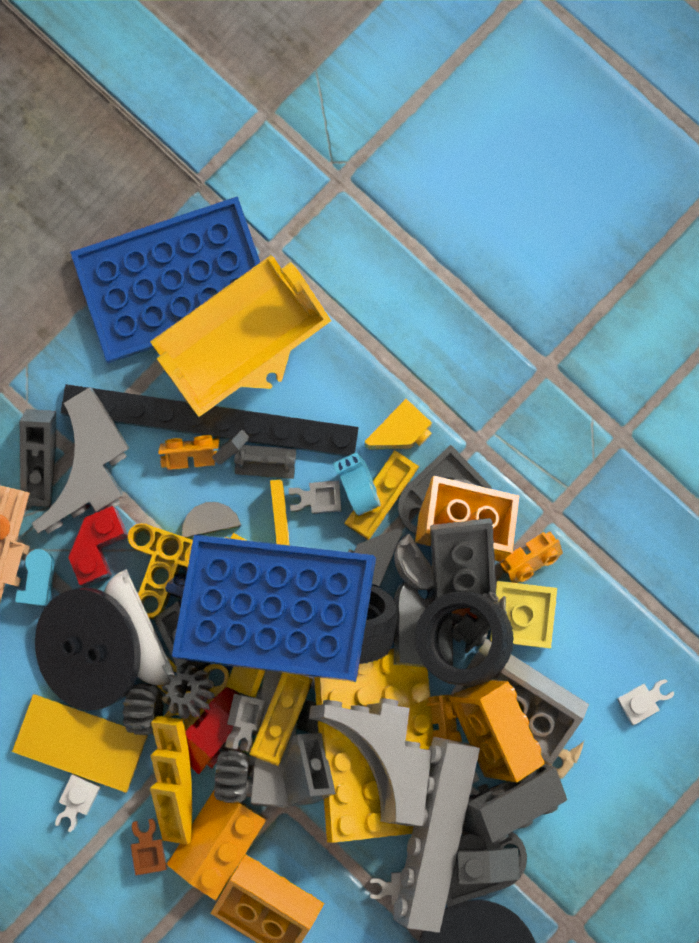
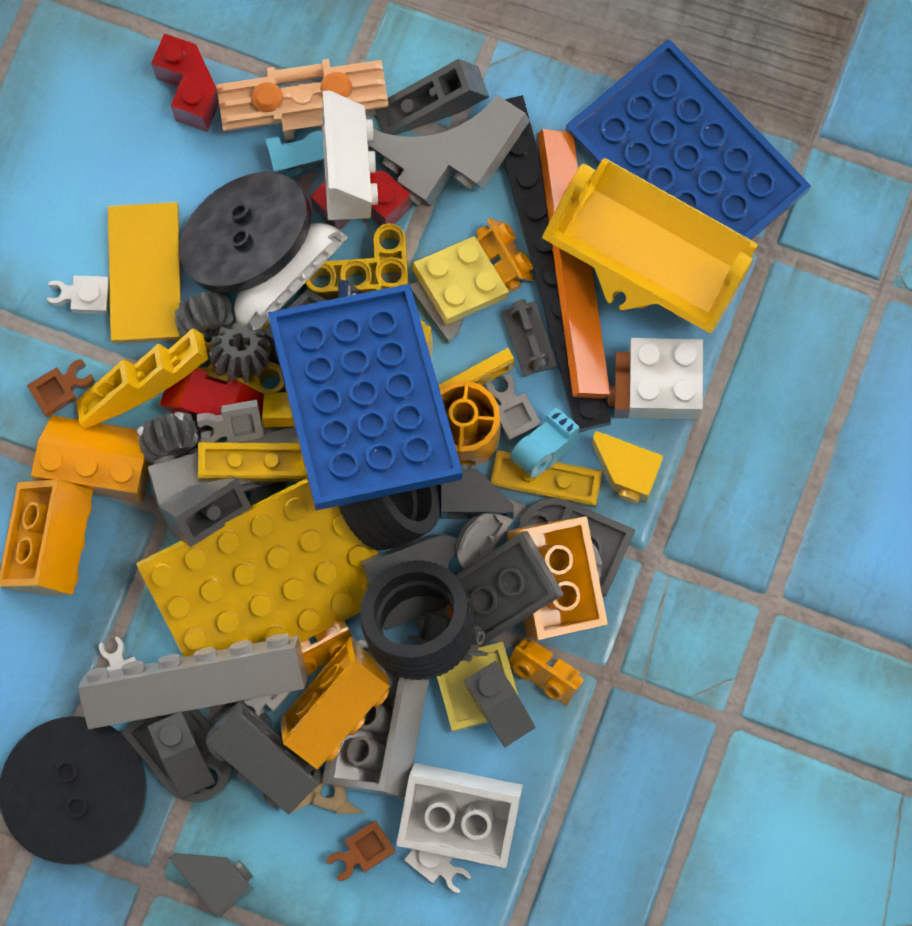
camera: 70 degrees right, 5 degrees down
(66, 542) = (347, 158): none -> white slope
(196, 495) = (460, 280): none -> light yellow plate
(230, 447) = (527, 292): dark grey tile -> none
(236, 407) = (574, 277): none -> orange tile
(312, 522) = (472, 420): none -> light orange cylinder
(339, 410) = (620, 392): none -> dark orange plate
(343, 371) = (666, 378): none -> white brick
(397, 764) = (273, 572): light grey arch -> none
(547, 603) = (499, 704): none -> dark grey slope
(592, 877) = (215, 879): none -> dark grey slope
(614, 750) = (366, 848): none -> dark orange plate
(618, 668) = (459, 815): none -> white slope

